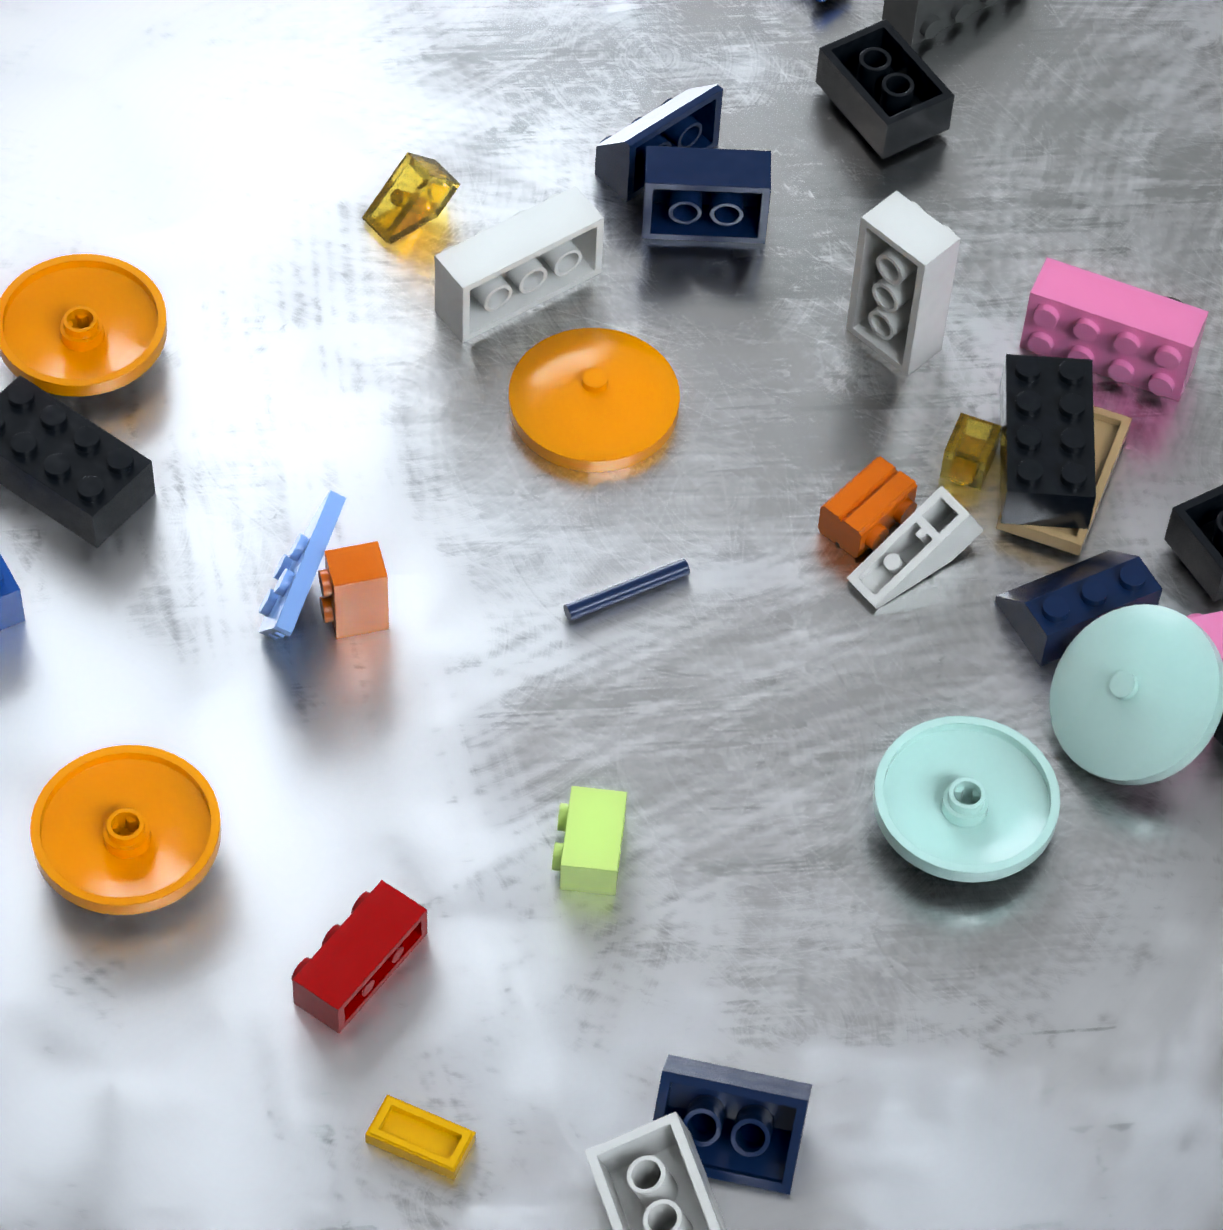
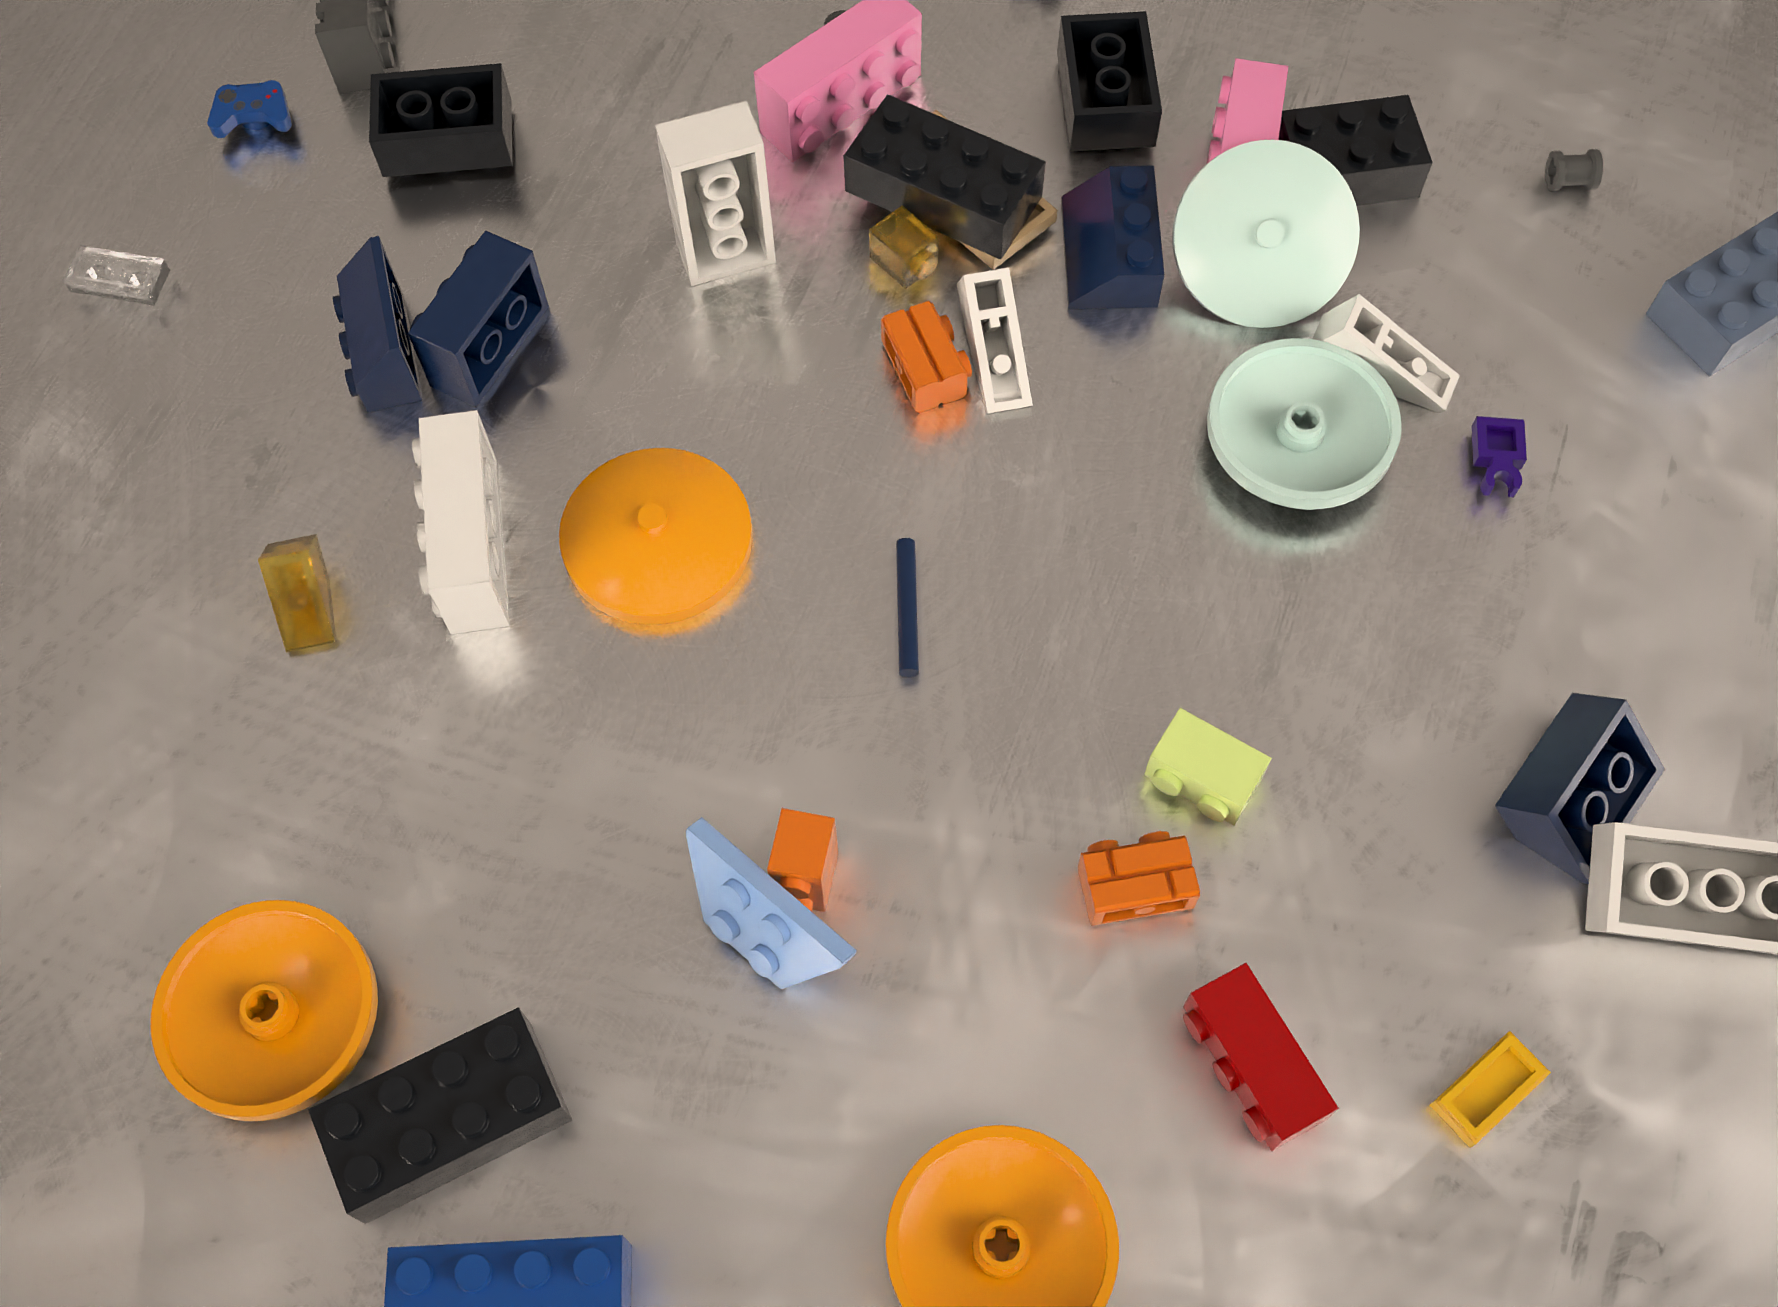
camera: 60 degrees left, 10 degrees up
(467, 824) = (1137, 878): none -> orange brick
(1043, 966) = (1500, 448): none -> dark purple plate
(1084, 849) = (1398, 357): none -> white slope

